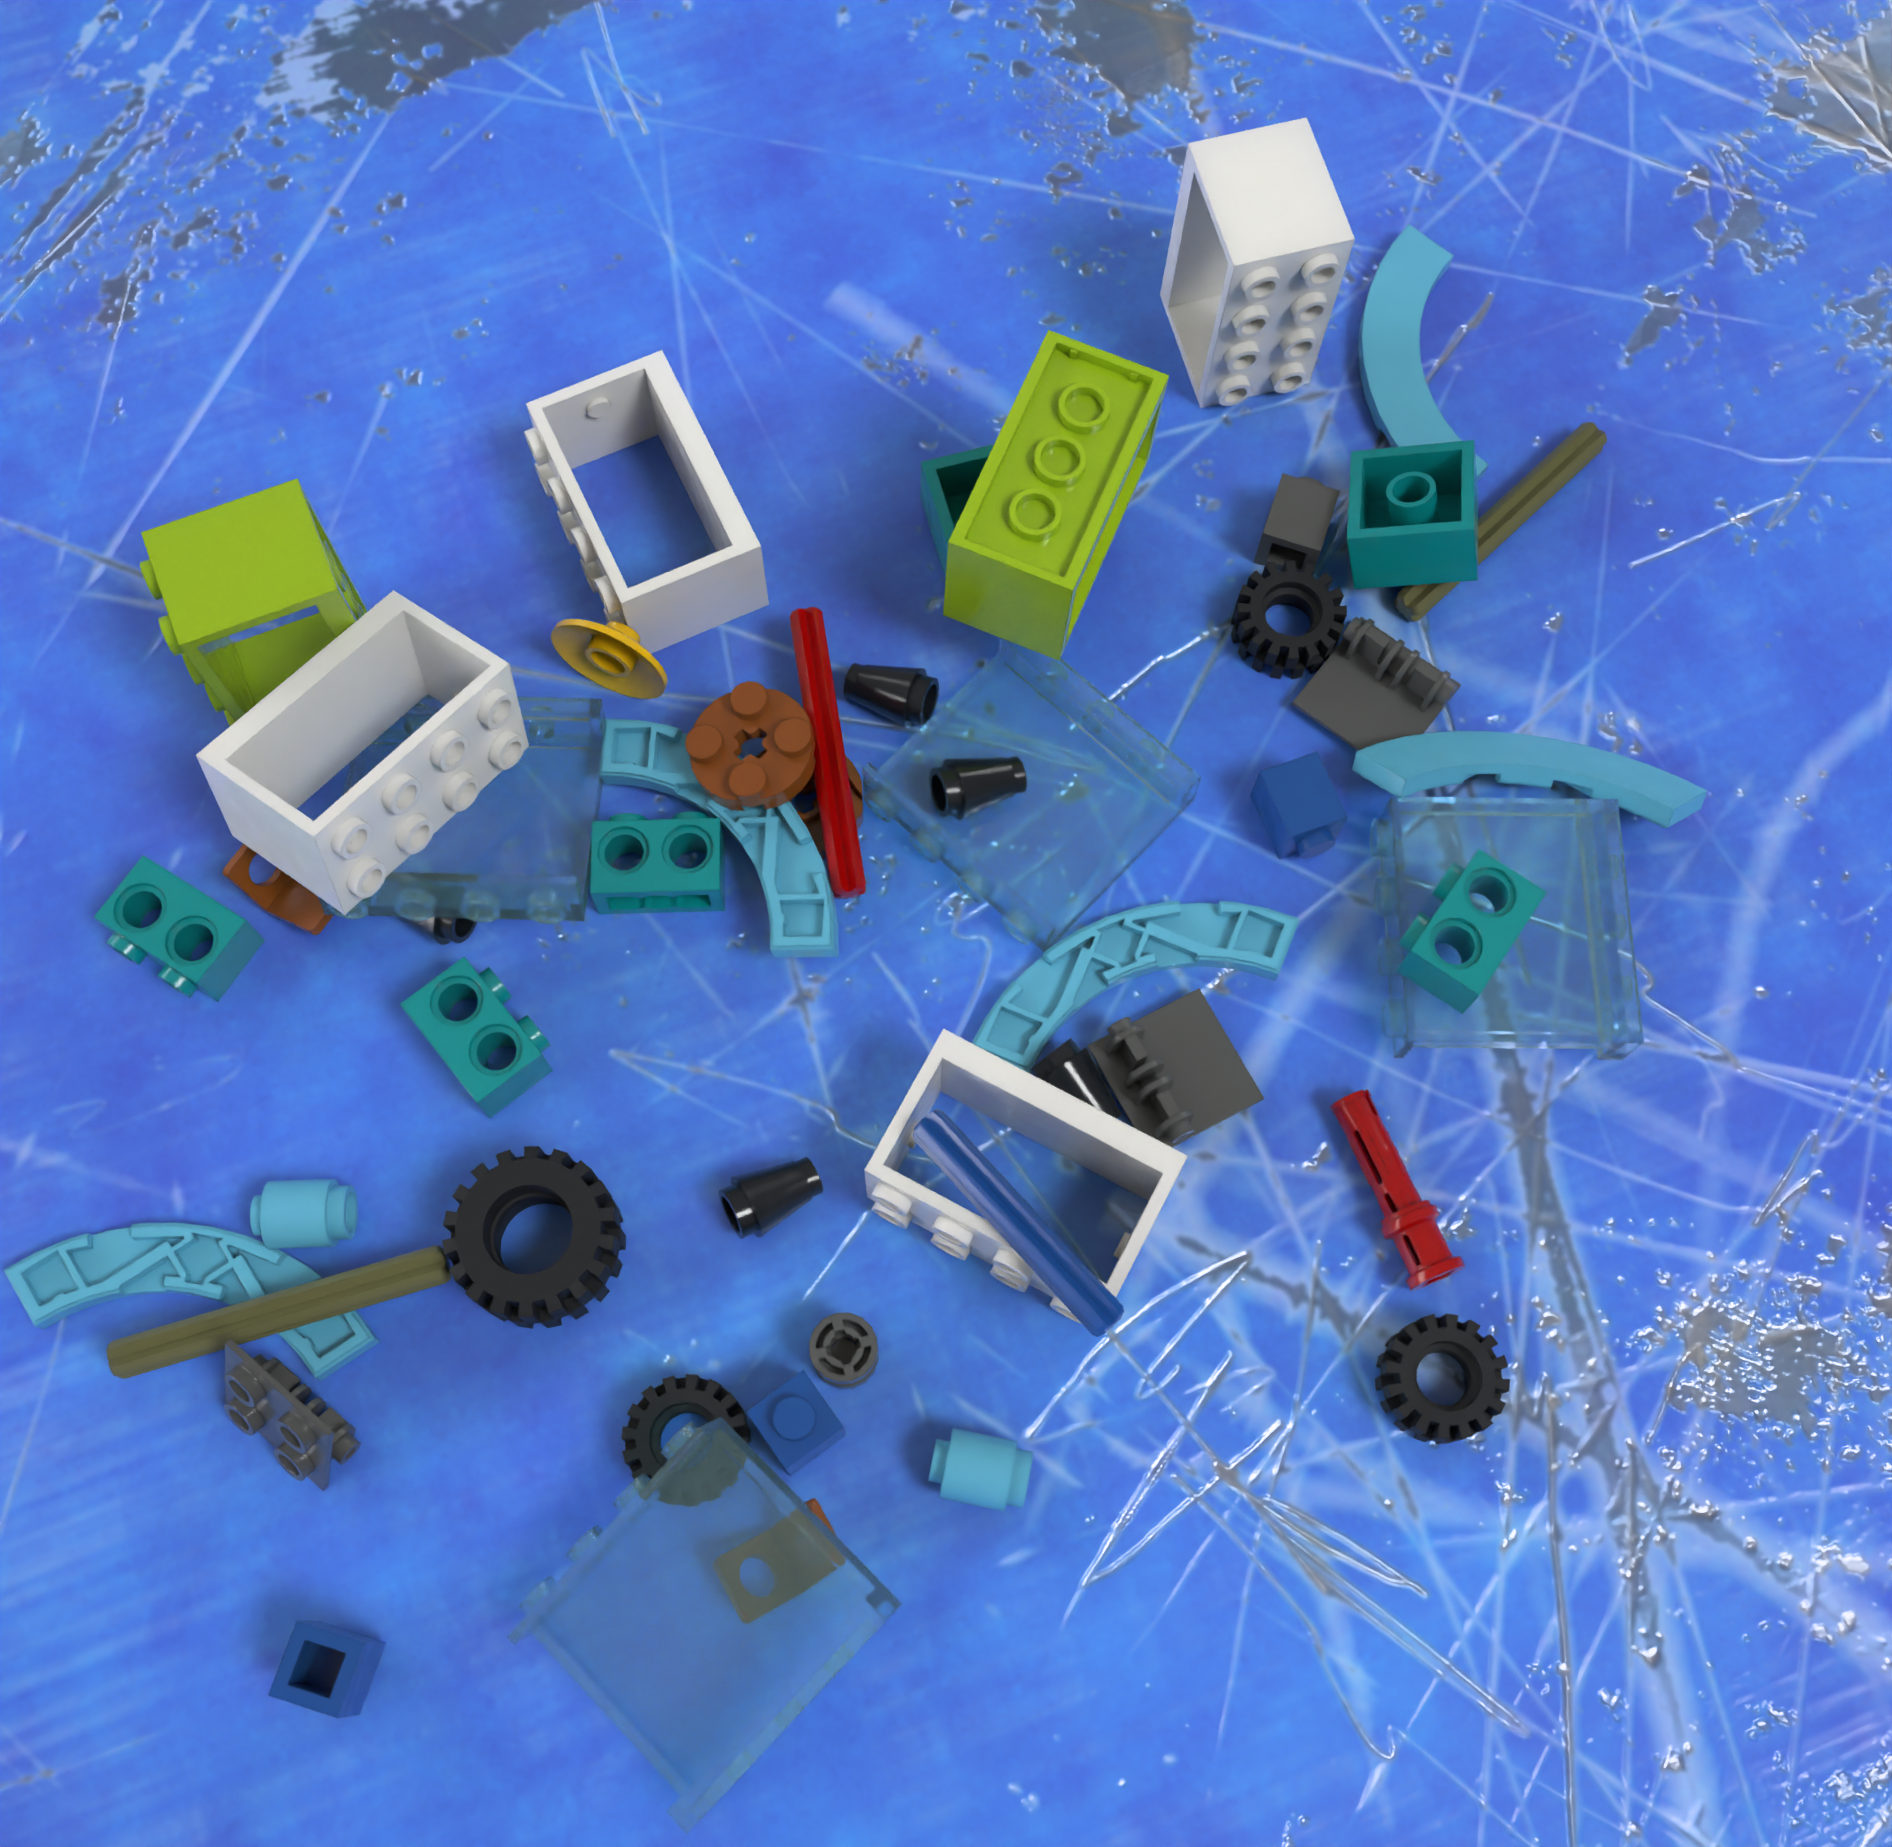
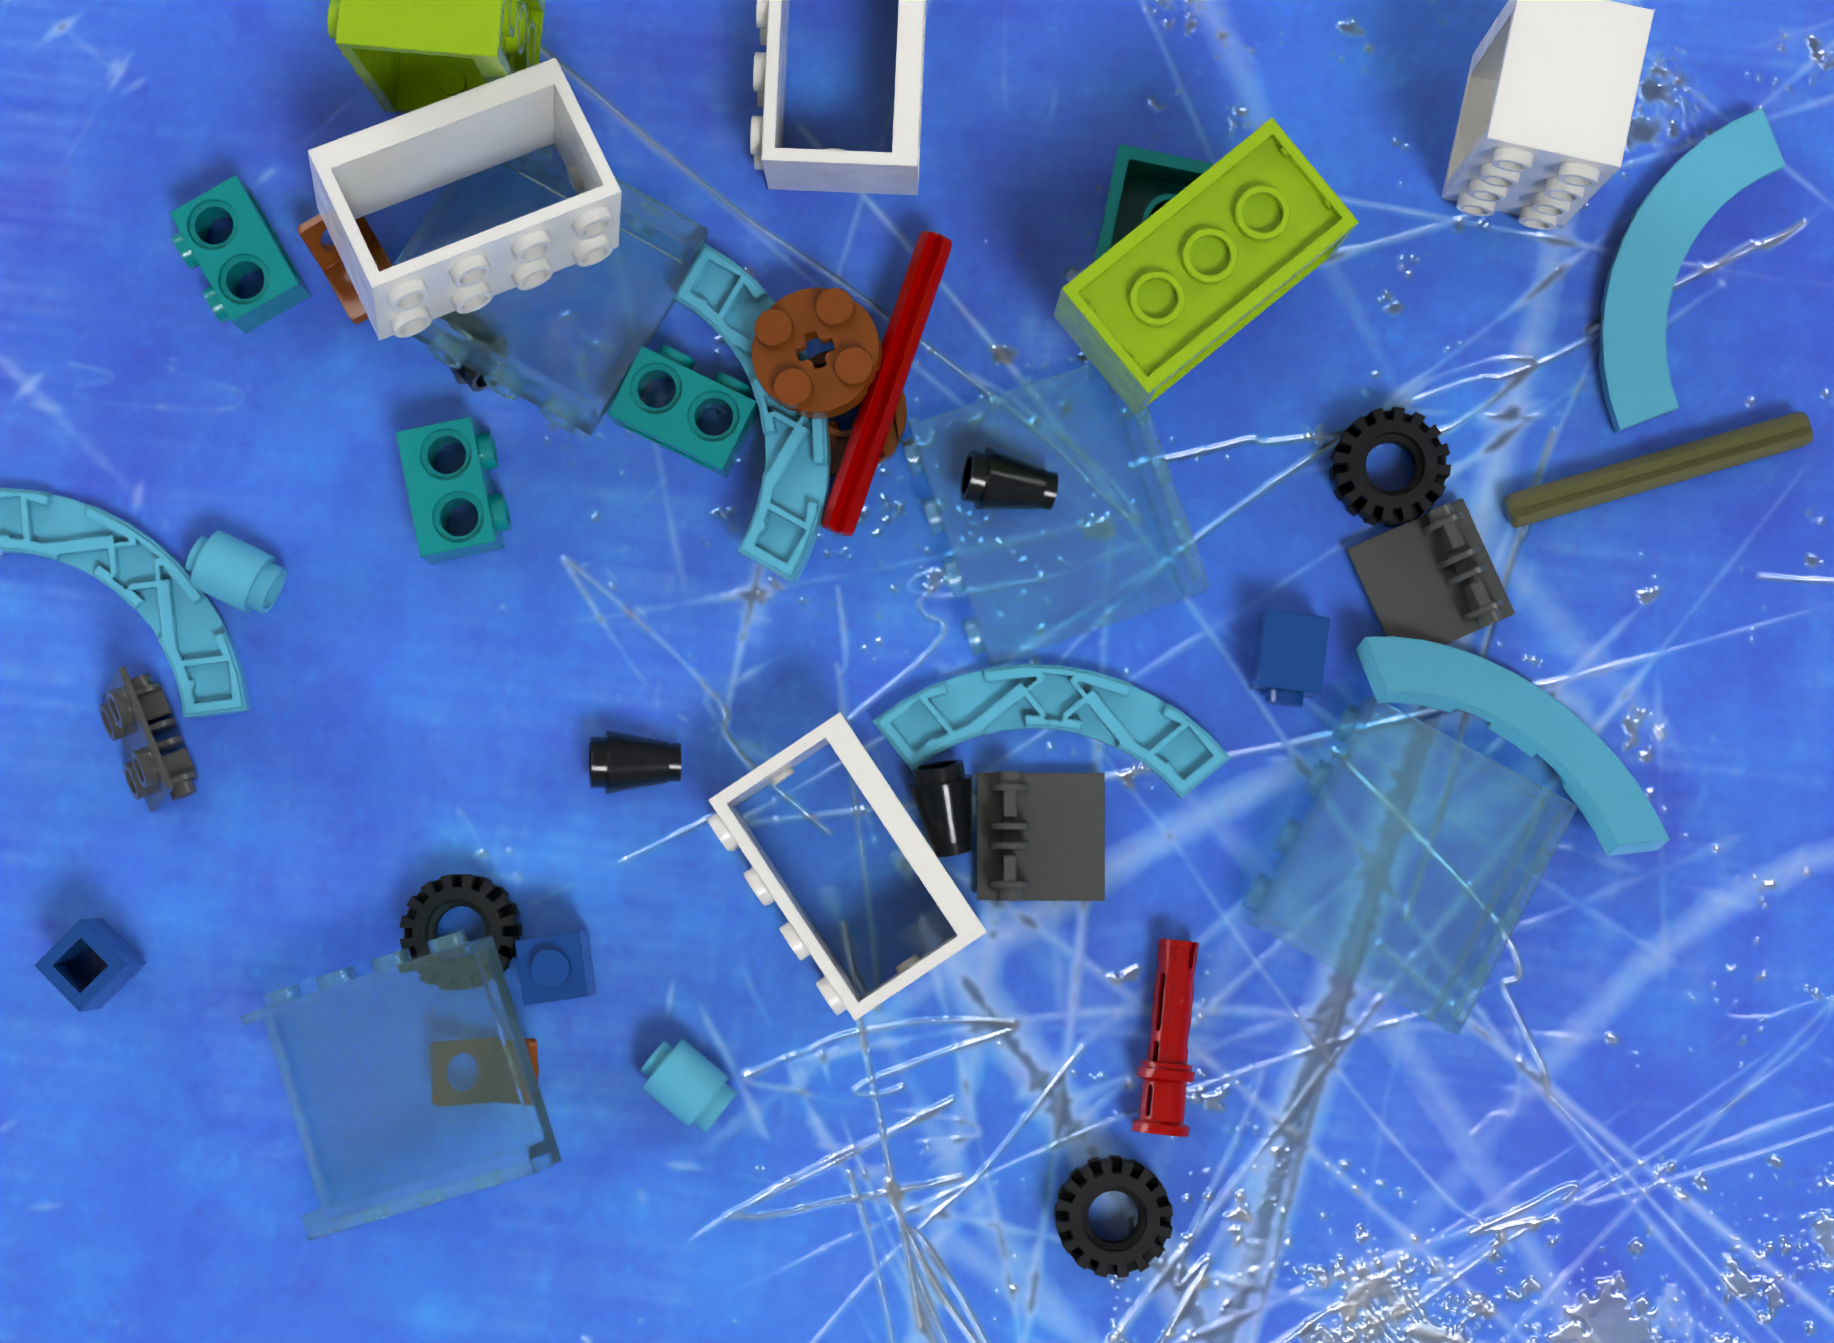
camera: 35 degrees right, 15 degrees up
(278, 1312) = (178, 649): olive axle -> none
(491, 1206) = (363, 687): black tyre -> none
(610, 657) = (739, 187): yellow dish -> none
(847, 1363) = (636, 927): dark grey wheel -> none
(894, 692) = (982, 350): black cone -> none
(1018, 1223) = (809, 913): blue axle -> none
(1296, 522) = (1454, 376): dark grey brick -> none
(1413, 515) = (1561, 432): teal brick -> none
(1476, 935) = (1363, 874): teal brick -> none

